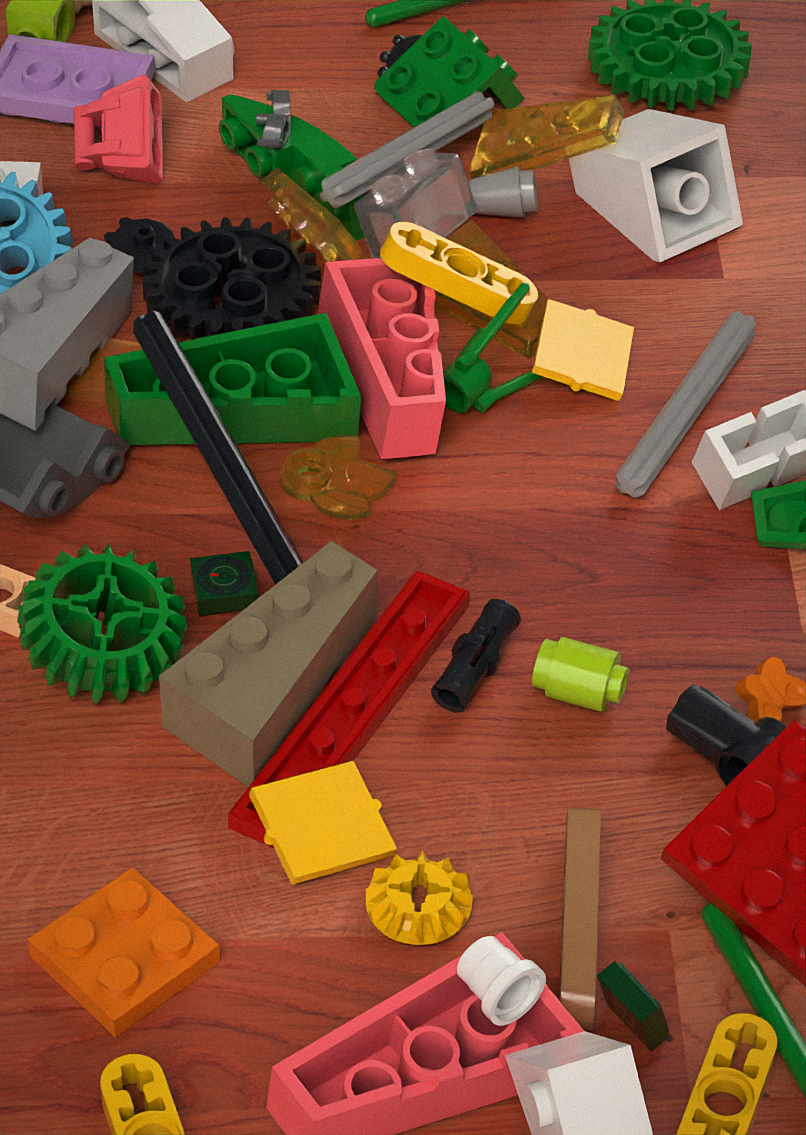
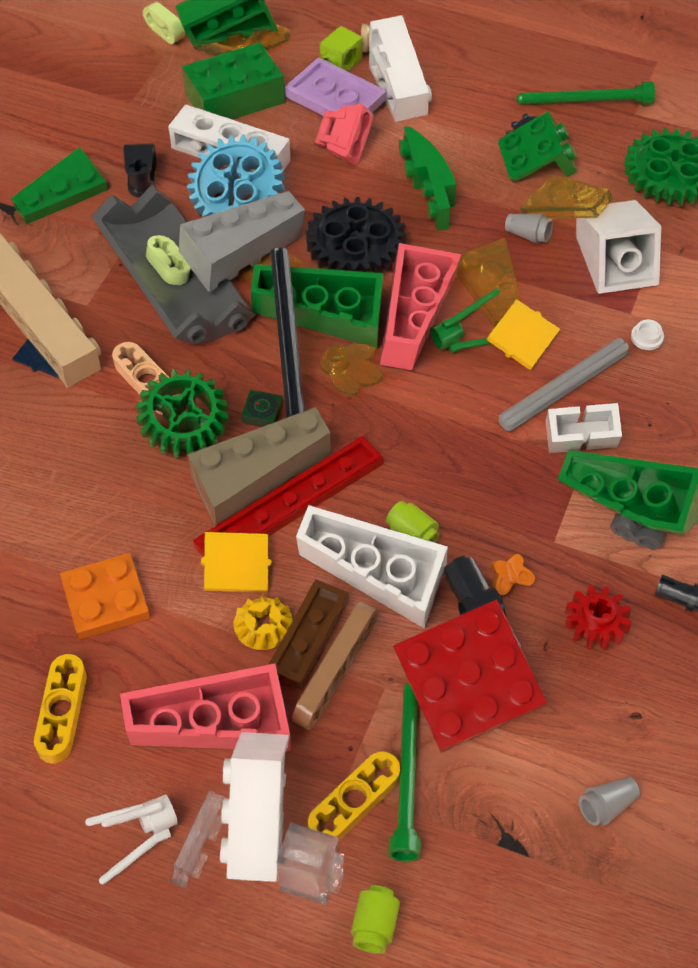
camera: 25 degrees right, 10 degrees up
(138, 239) = (322, 196): black piece -> none
(277, 123) = (421, 152): dark grey piece -> none
(310, 219) = (414, 216): clear yellow wing -> none
(384, 161) = (485, 186): light grey axle -> none
(424, 191) = (474, 222): clear brick -> none
(434, 263) = (471, 284): yellow beam -> none
(461, 680) = (382, 482): black pin -> none
(501, 980) = (253, 692): white piece -> none
(507, 874) = (308, 633): none -> reddish brown plate
(556, 740) = (376, 560): none -> white wedge
(633, 1005) = (334, 726): dark green tile -> none
(772, 296) = (647, 335): none -> white plate

